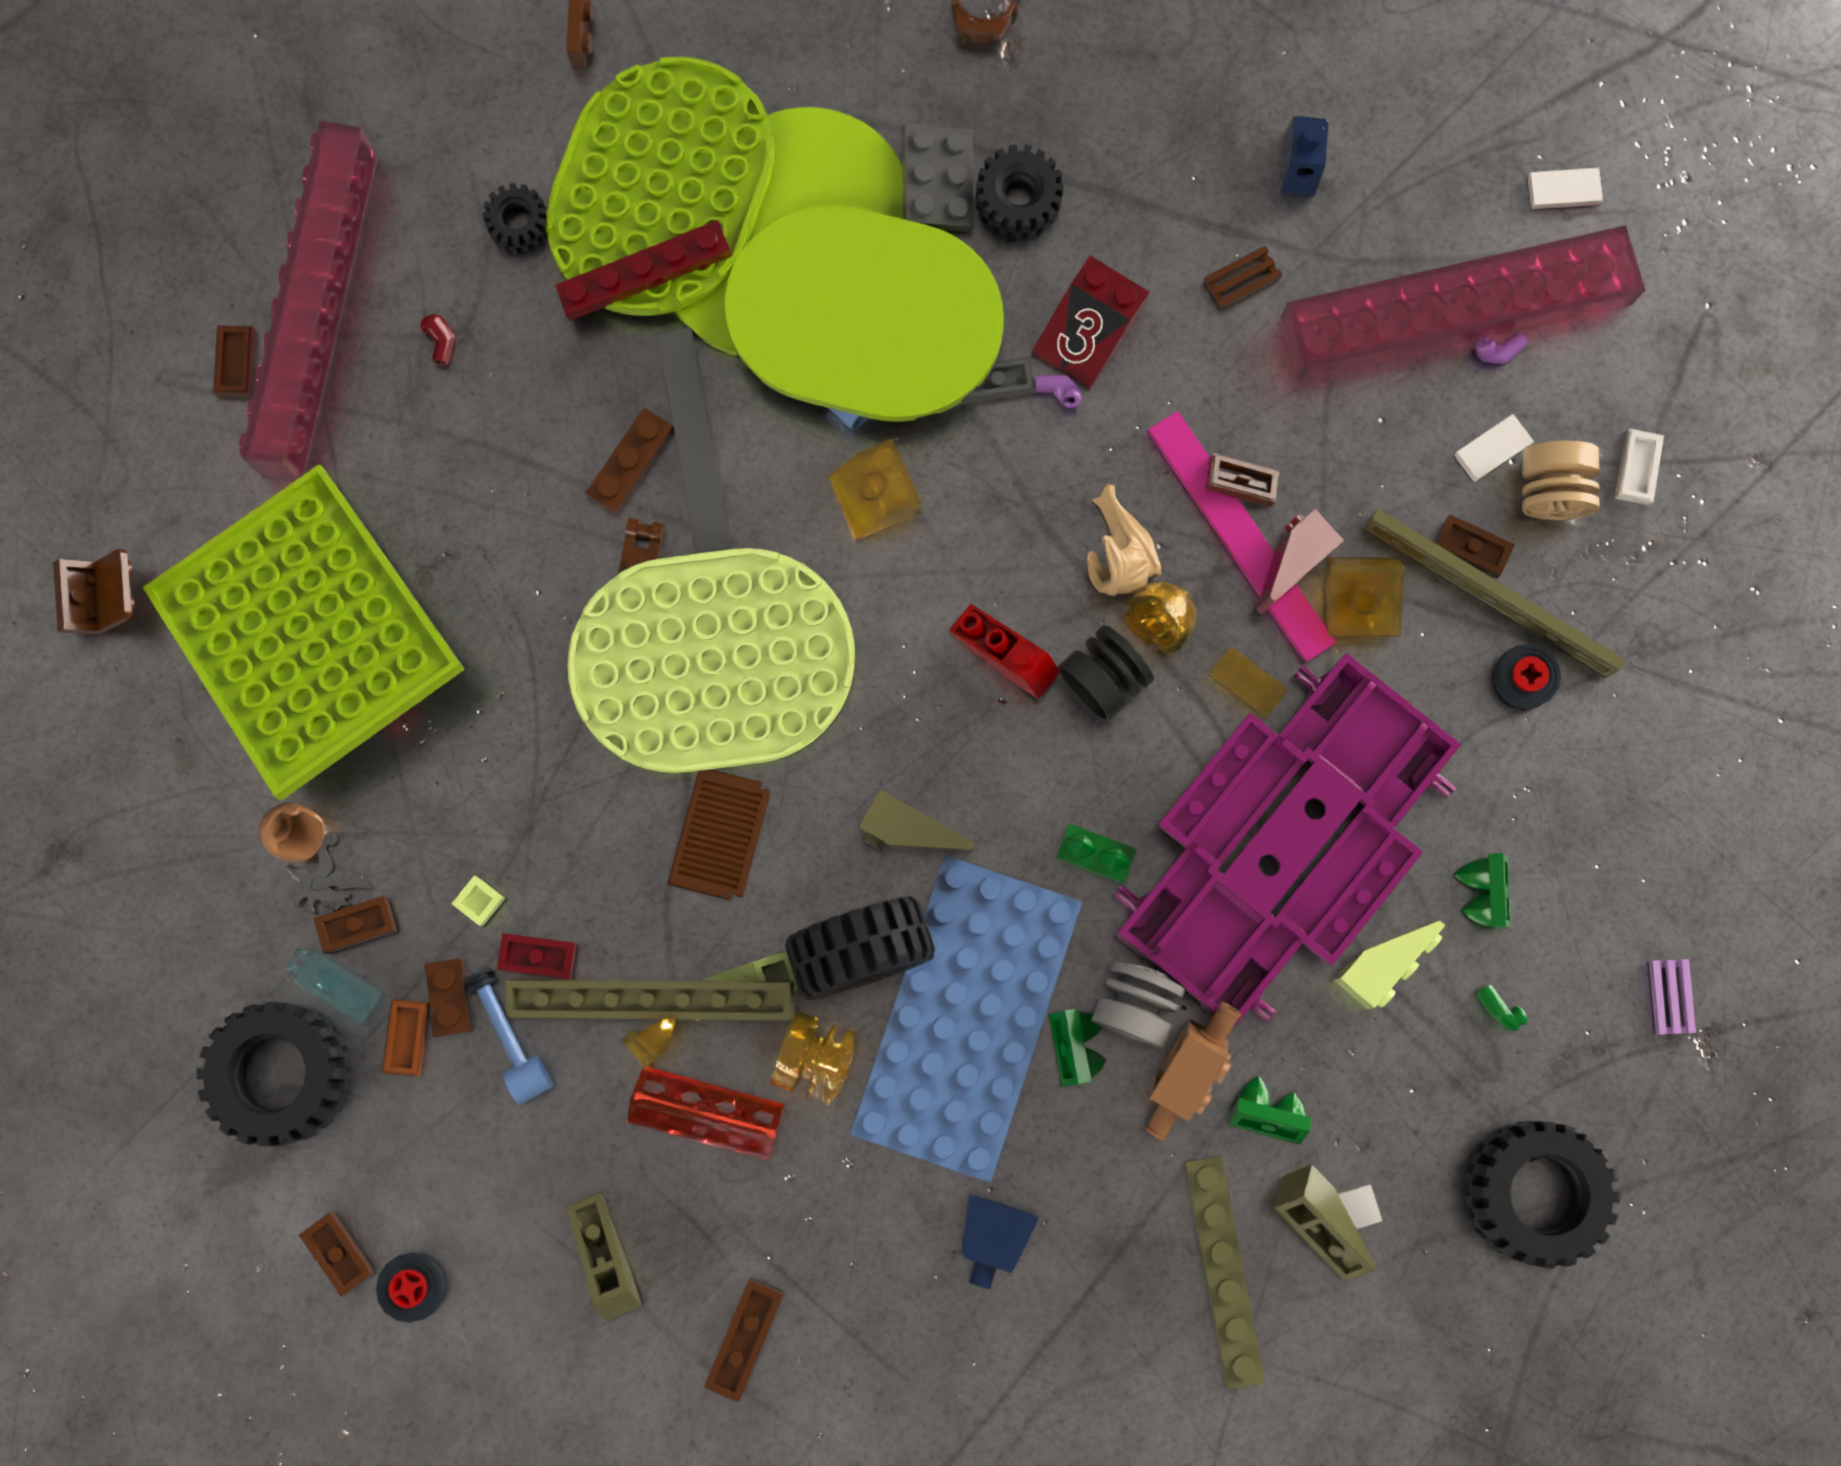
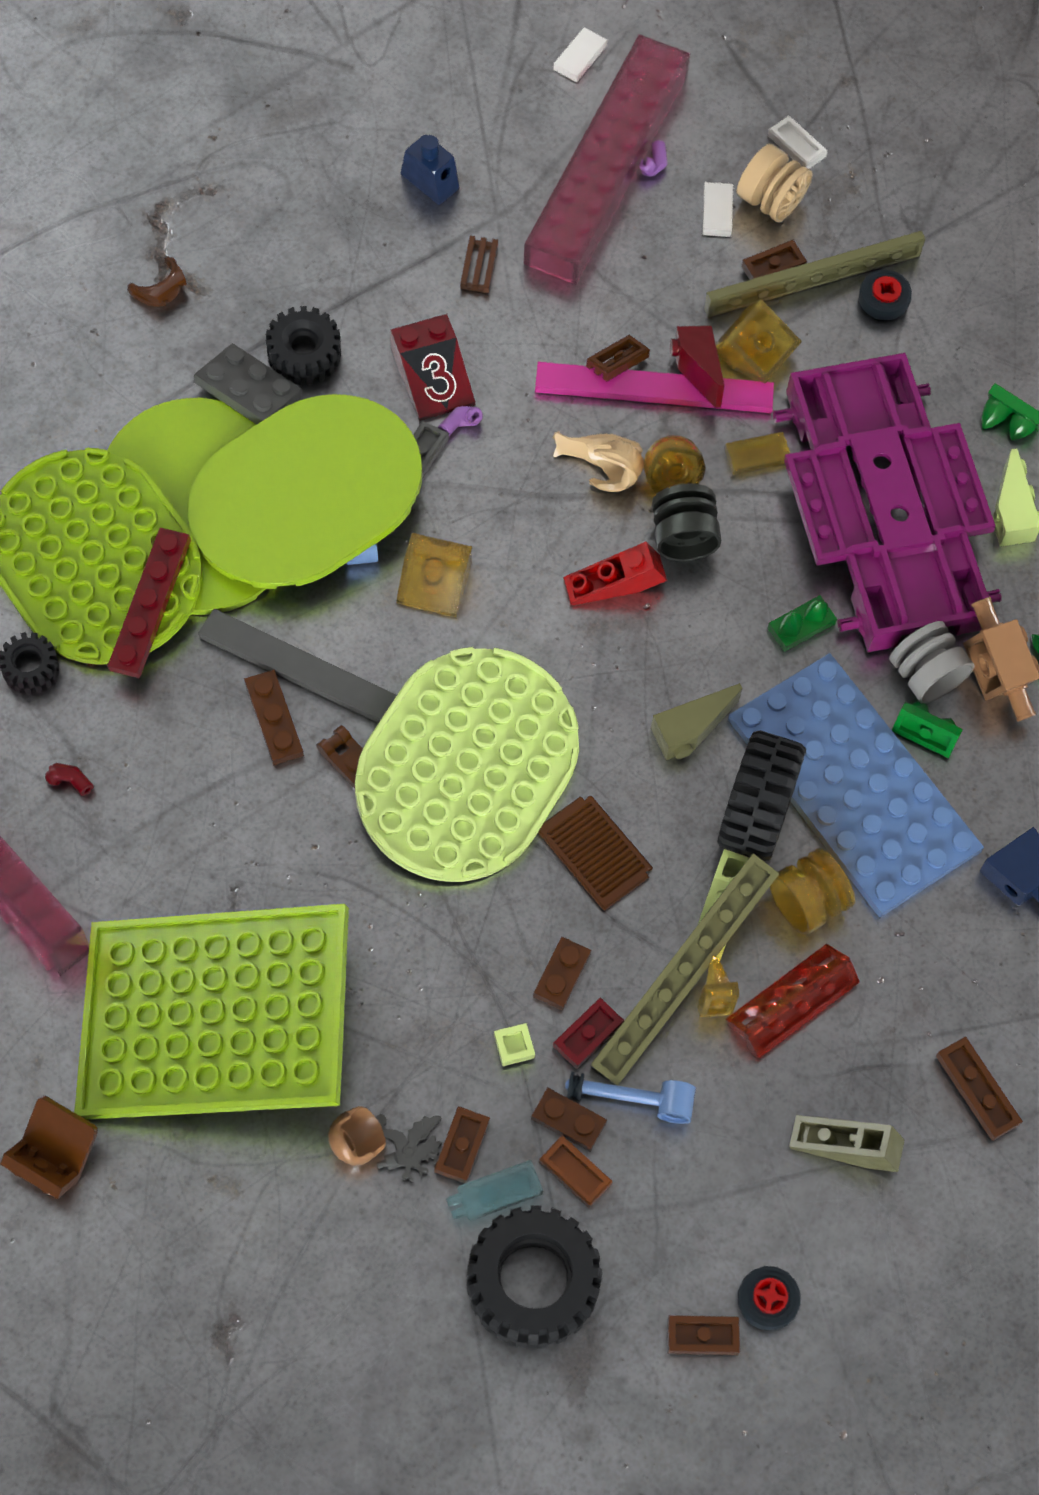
camera: 55 degrees left, 15 degrees down
(578, 892) = (562, 973): none -> reddish brown plate

